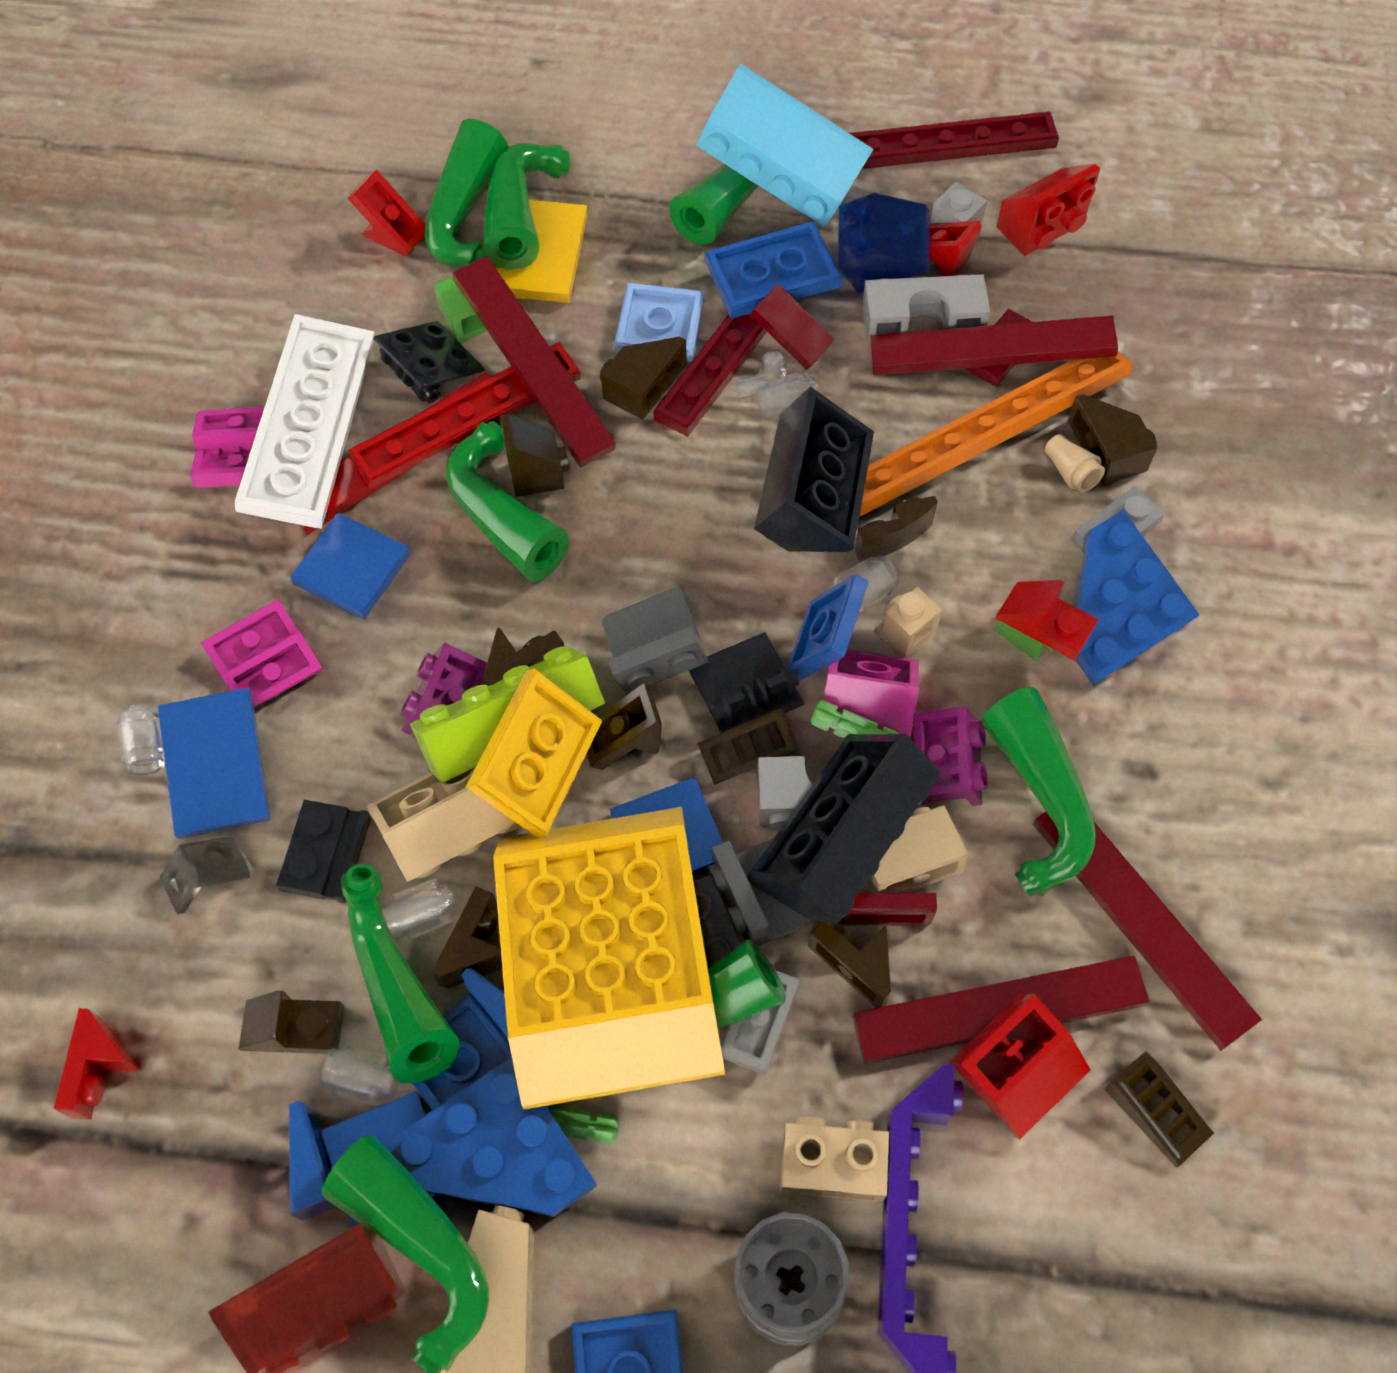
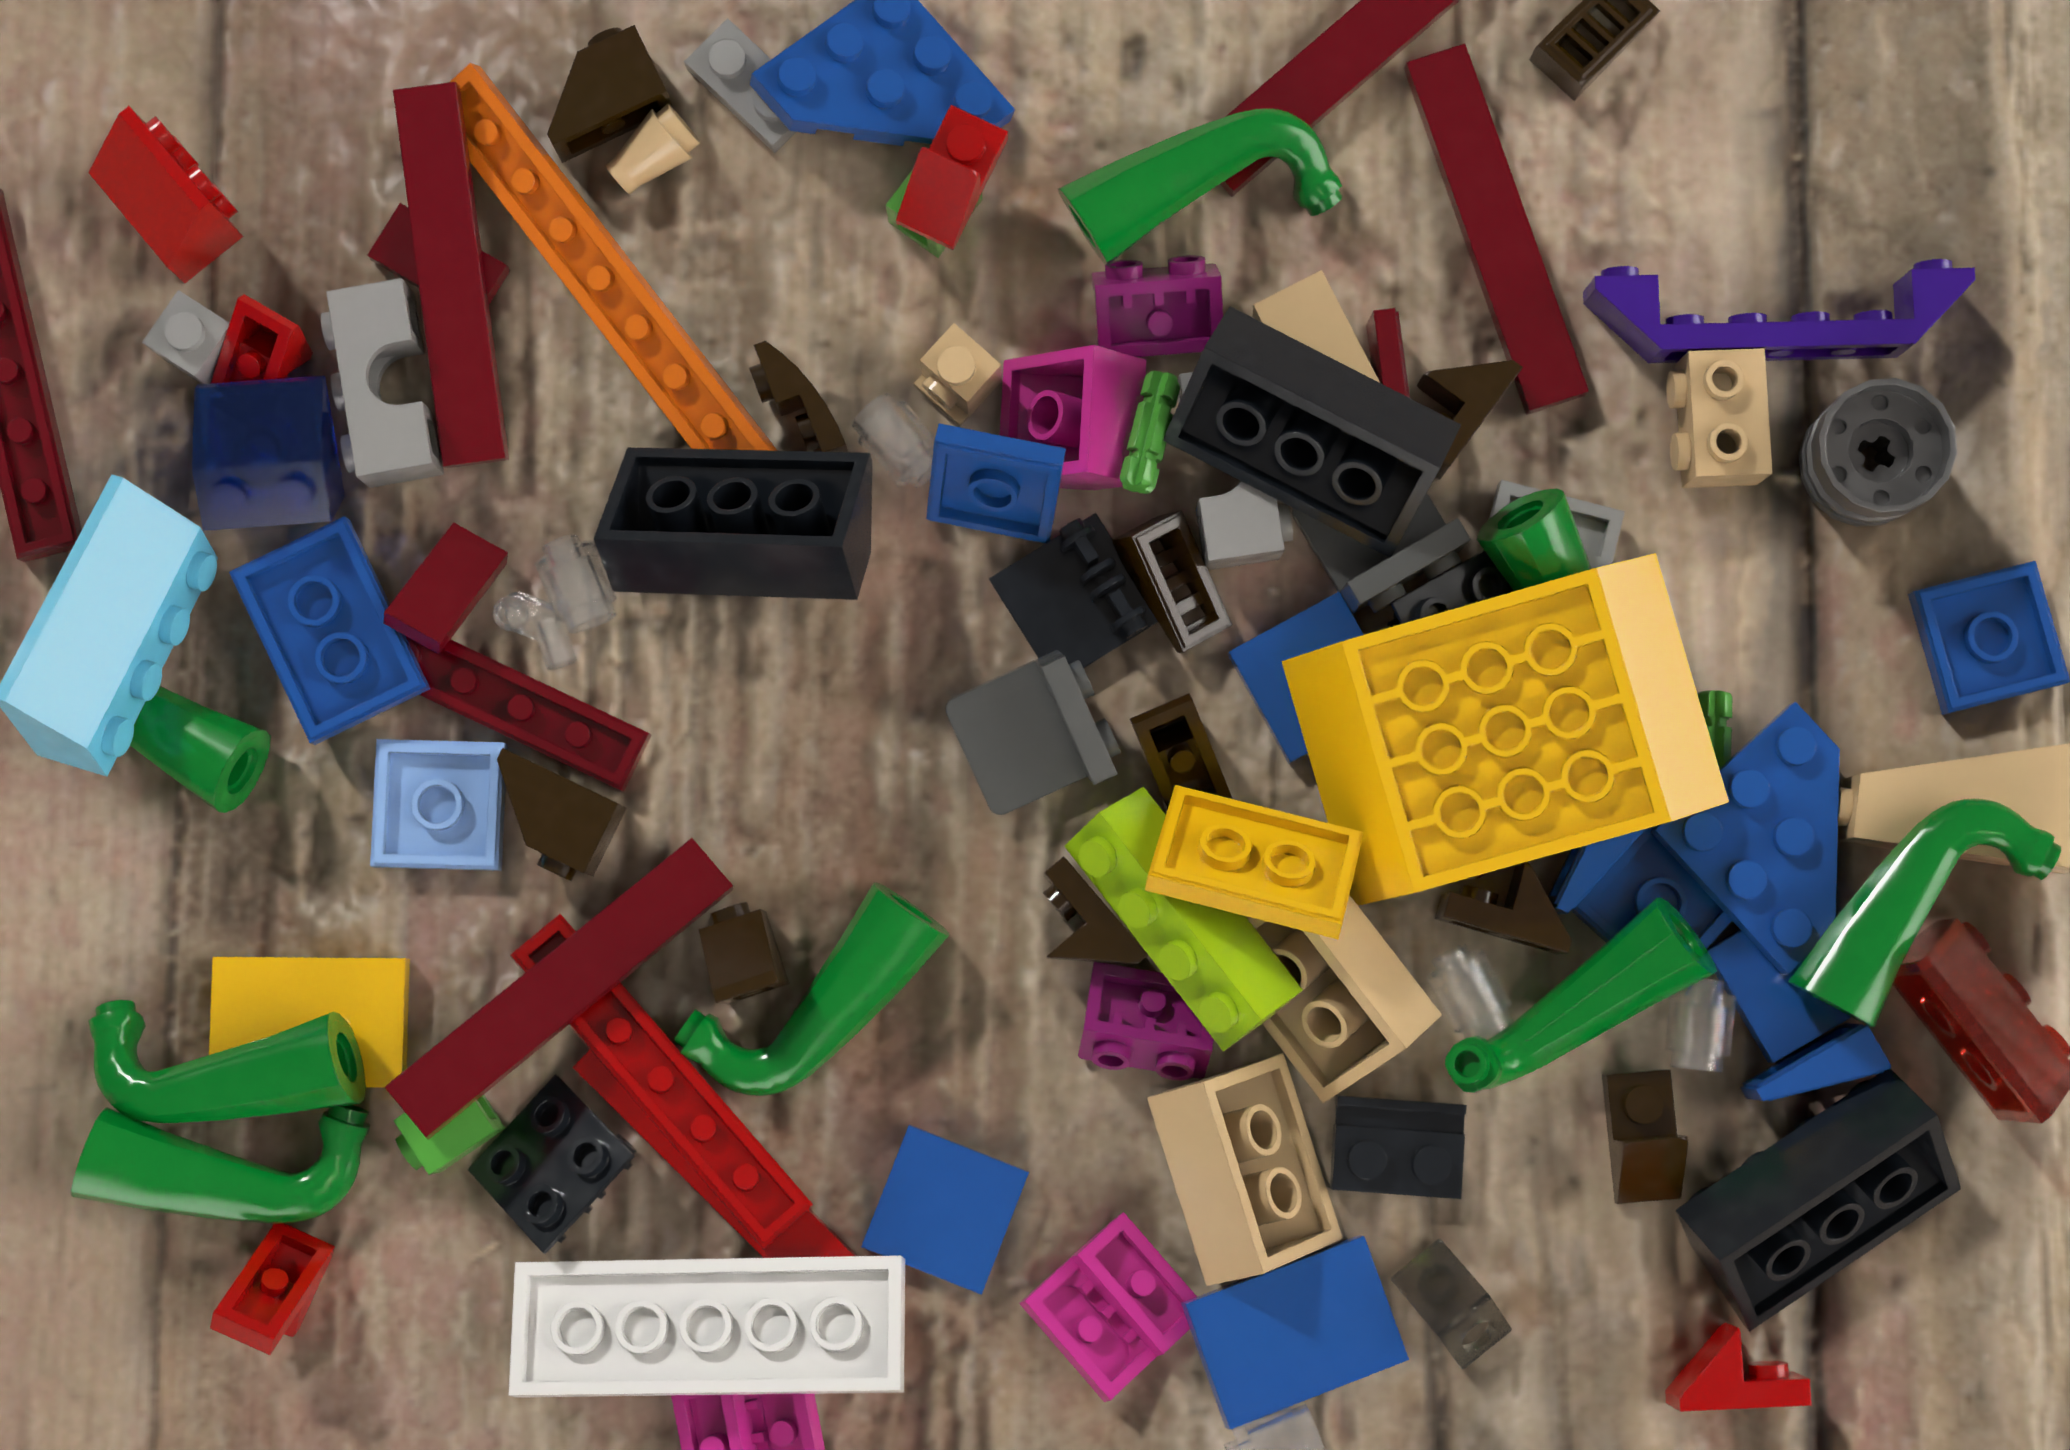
camera: 100 degrees left, 20 degrees up
(209, 1151) = (1820, 1197): none -> black slope
(330, 744) = (1245, 1170): none -> tan slope
(1022, 1063) = (1574, 202): red slope -> none

